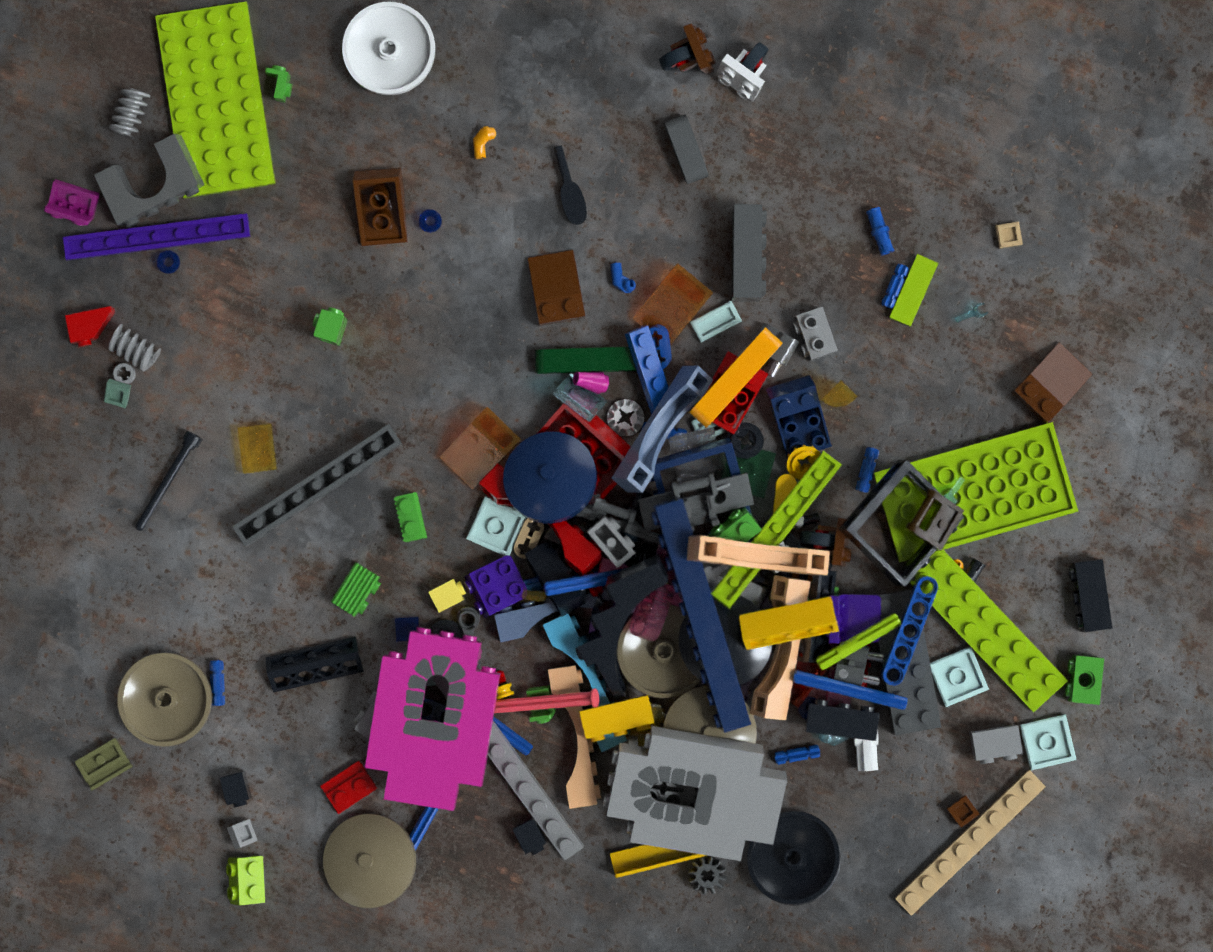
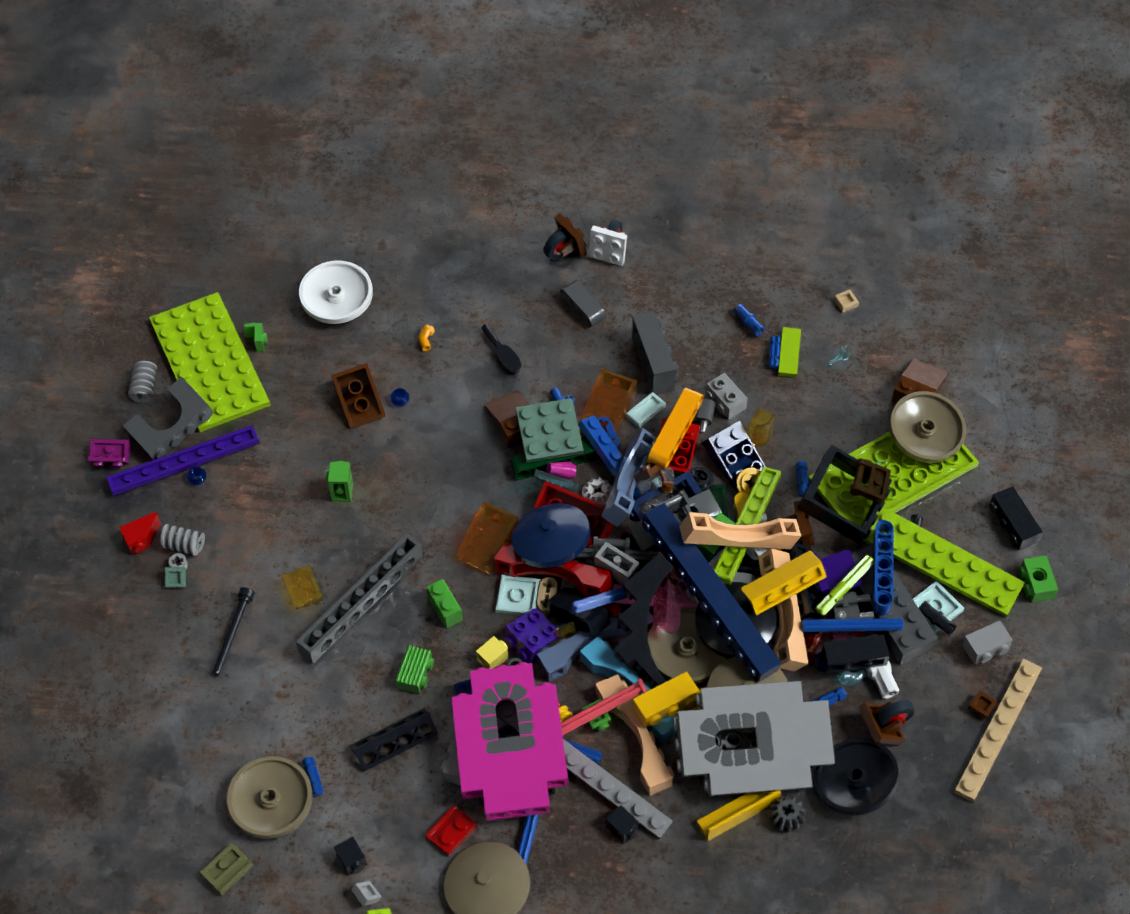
camera: 15 degrees left, 30 degrees down
(589, 332) = (549, 430): none -> sand green plate
(684, 427) = (647, 472): none -> reddish brown plate
(699, 459) = (666, 485): none -> reddish brown hand
(847, 806) = (887, 720): none -> reddish brown plate
(951, 698) = (937, 618): none -> black pin
(1032, 456) = (927, 427): none -> dark tan dish
(1048, 742) = (1030, 635): light aqua tile -> none

